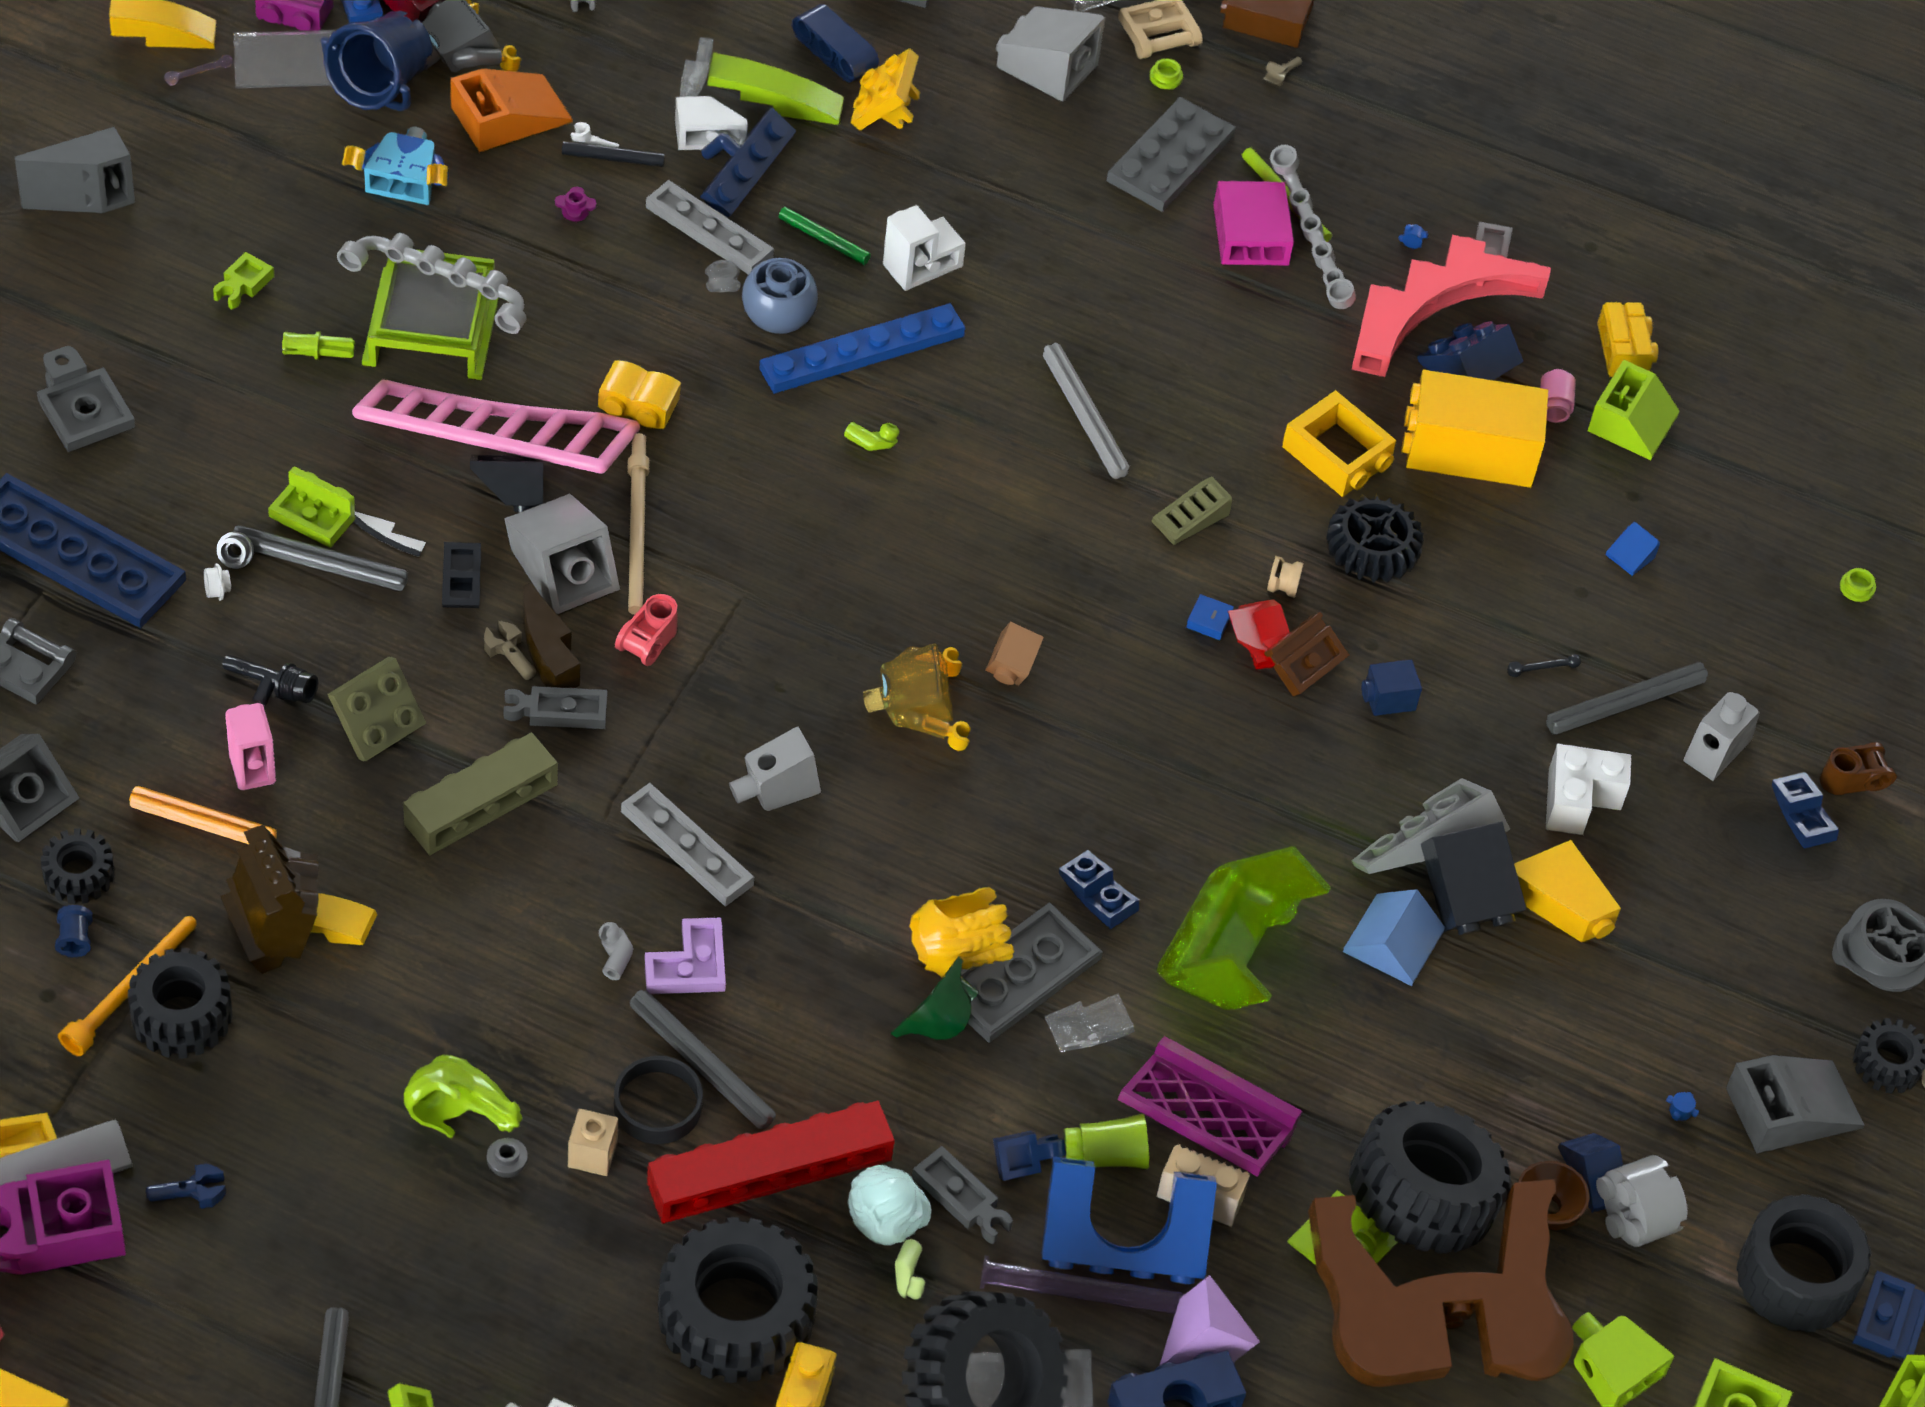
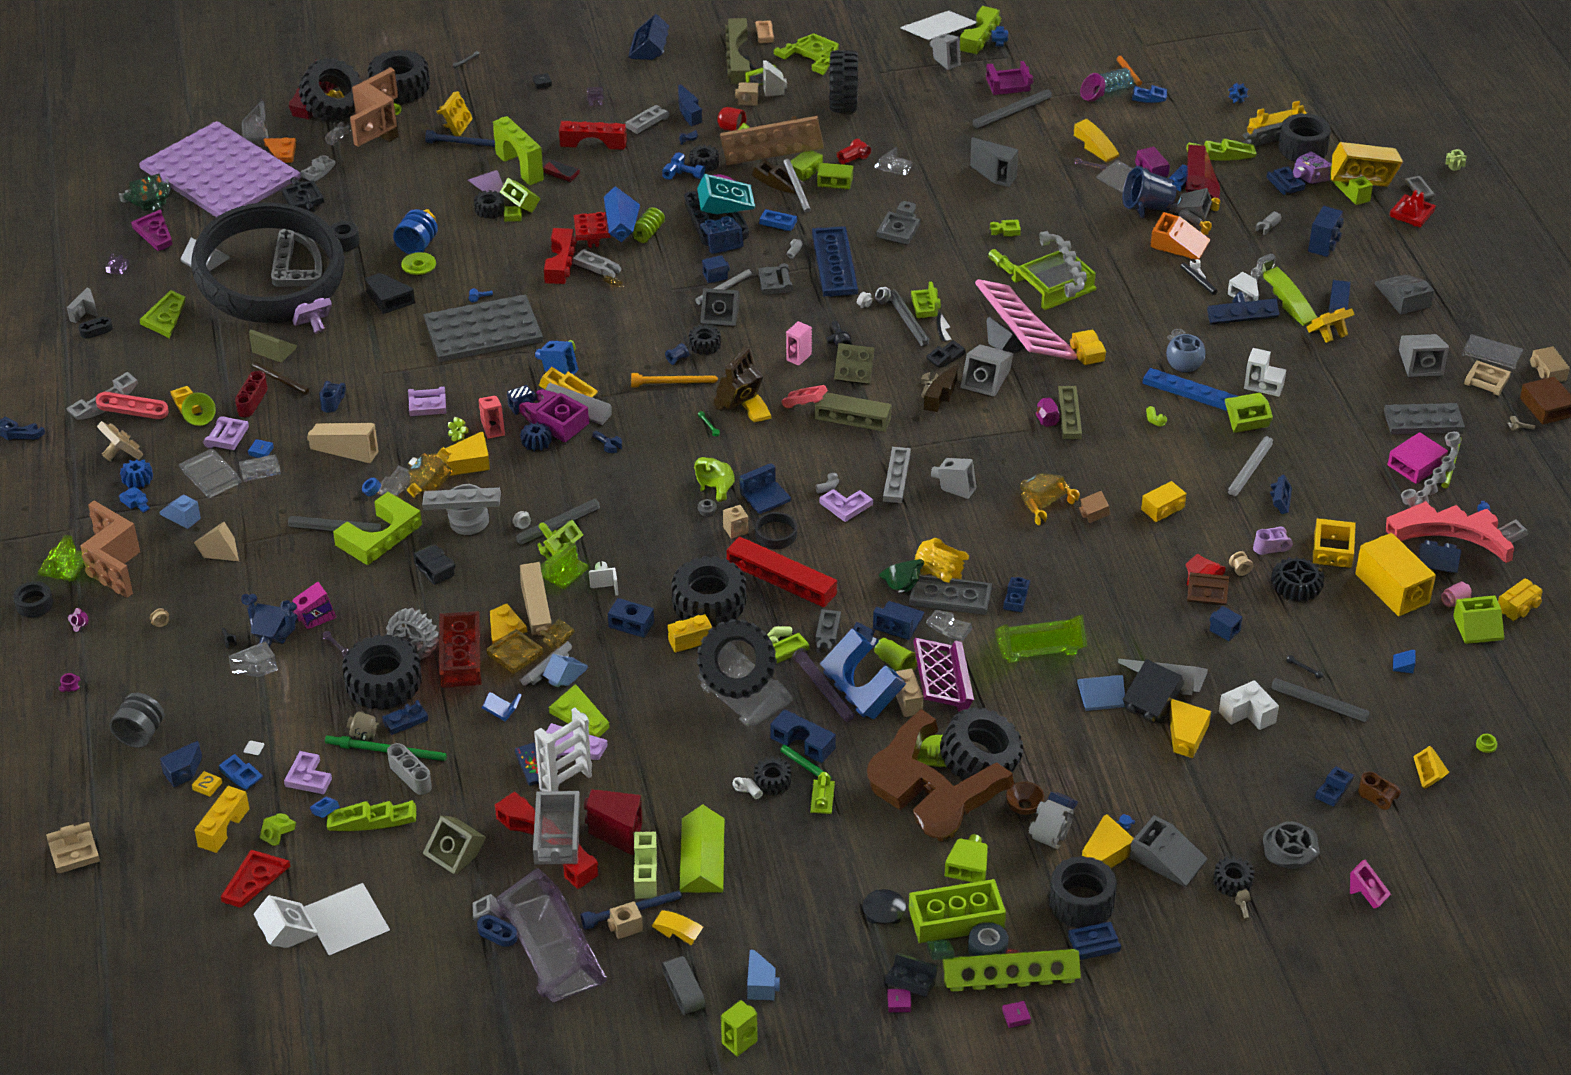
camera: 60 degrees right, 10 degrees down
(59, 1294) = (536, 436): none -> dark blue gear
(174, 977) = (675, 392): black tyre -> none
(192, 814) = (761, 356): light orange axle -> none
(324, 1015) = (715, 432): none -> green hinge
(391, 832) = (804, 395): none -> coral hinge
(400, 166) = (1110, 231): medium azure torso -> none
(555, 1051) = (762, 490): none -> dark blue bracket
(558, 707) = (917, 409): dark grey plate -> none
(575, 204) = (1159, 282): magenta plate -> none
(638, 470) = (1054, 368): tan bar -> none
(649, 629) = (983, 411): coral piece -> none
(702, 1059) = (807, 531): dark grey axle -> none
(708, 227) = (1196, 317): light grey plate -> none
(734, 550) = (1047, 412): none -> magenta rock
(762, 526) = (1069, 412): none -> olive plate
(824, 235) = (1238, 351): green bar -> none
(887, 1205) = (797, 610): light aqua hair -> none
(945, 1270) = (787, 647): none -> lime tile
(984, 323) = (1248, 412): none -> lime slope
(1024, 1081) = (897, 619): none -> dark blue bracket
(1072, 565) = (1163, 501): none -> yellow brick
(1166, 74) = (1464, 393): lime plate -> none
(1180, 417) = (1281, 494): none -> dark blue plate
(1206, 1324) = (843, 726): lavender slope -> none
(1209, 496) = (1240, 522): olive slope -> none
(1209, 617) = (1189, 552): blue tile -> none
(1269, 508) = (1271, 540): none -> lavender piece
(1722, 1165) = (1109, 843): none -> yellow slope
(1733, 725) = (1334, 734): light grey torso -> none
(1855, 681) = (1429, 767): none -> yellow slope

